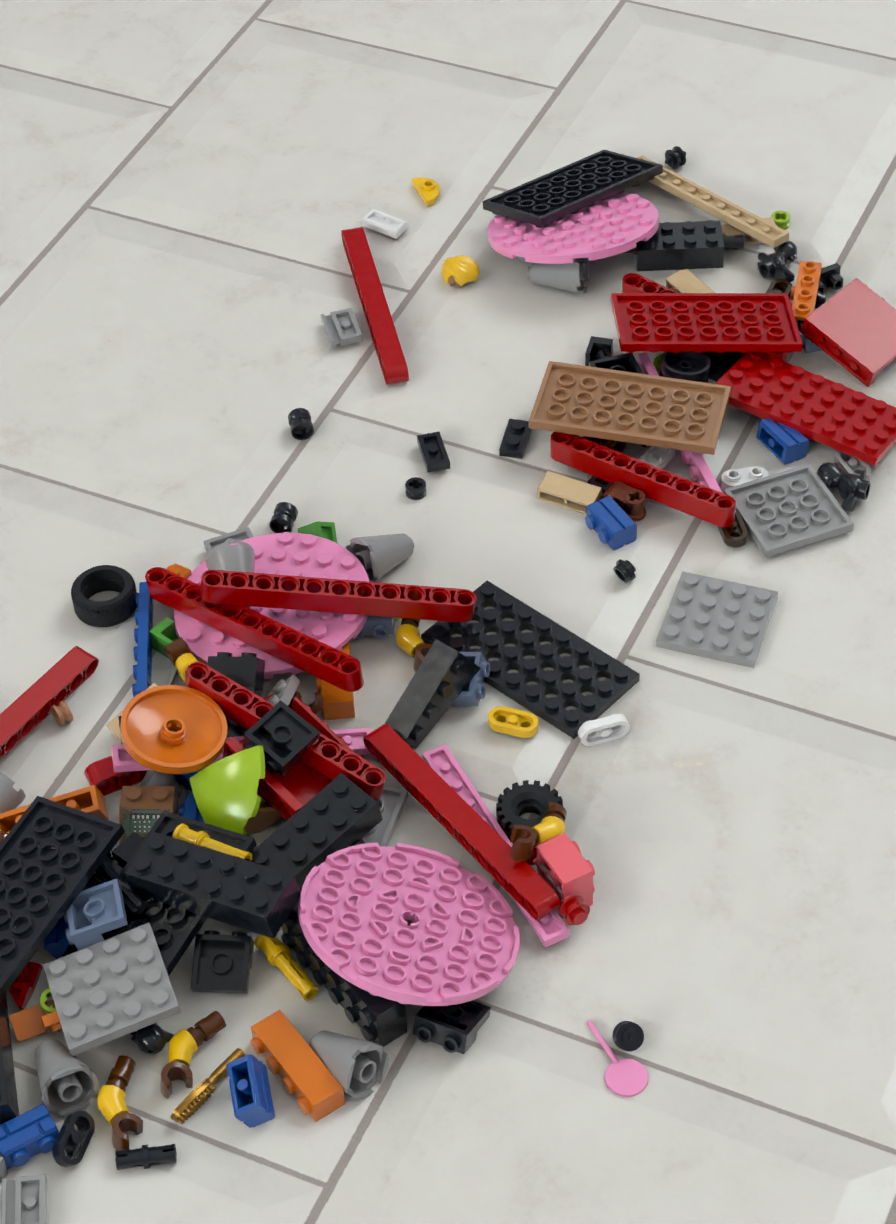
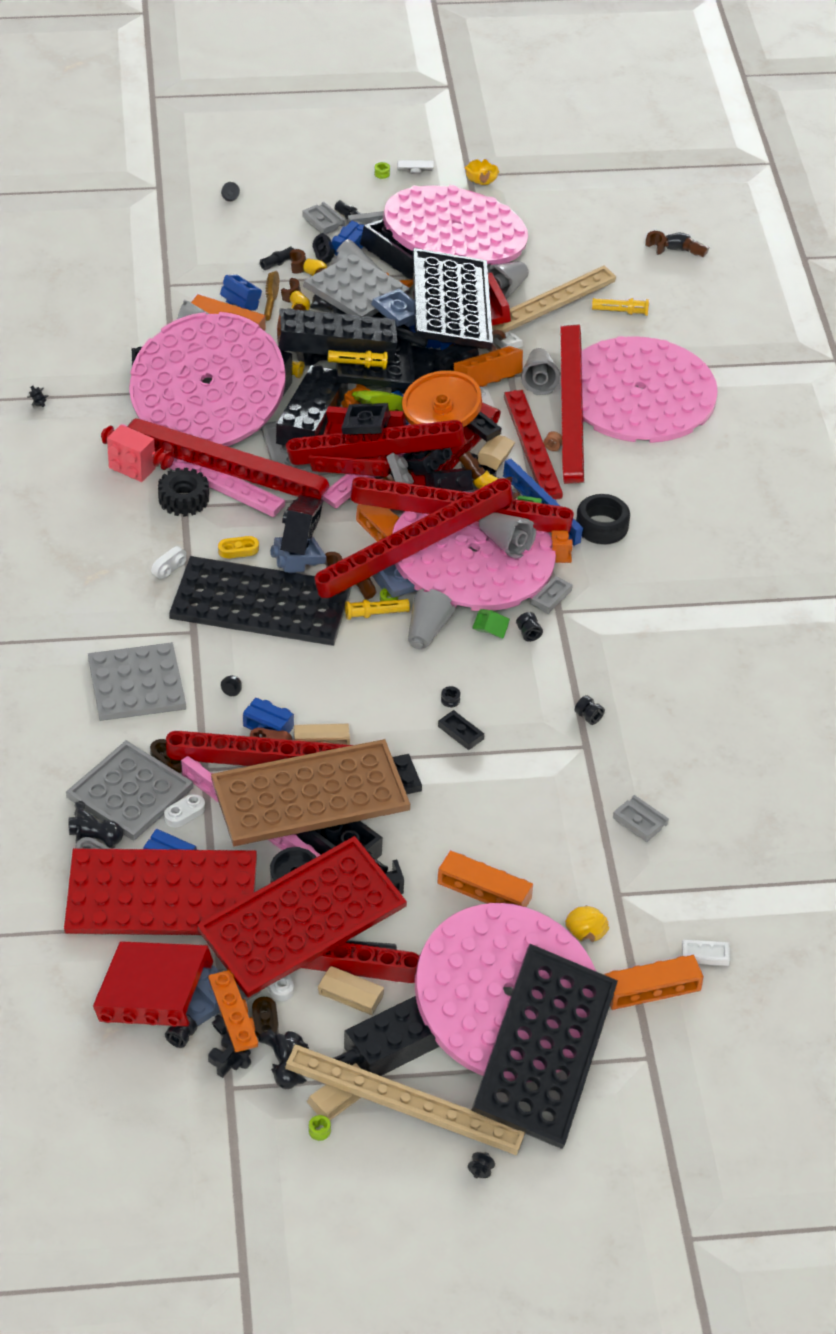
camera: 145 degrees right, 0 degrees up
(84, 726) = (532, 443): none -> red plate
(375, 306) = (636, 855): red beam -> none
(427, 190) = (702, 1018): yellow plate -> none
(446, 216) = (656, 981): none -> orange brick
(520, 323) = (483, 881): none -> orange brick
(526, 838) = (154, 452): reddish brown piece -> none
(623, 1076) = (23, 385): bright pink piece -> none

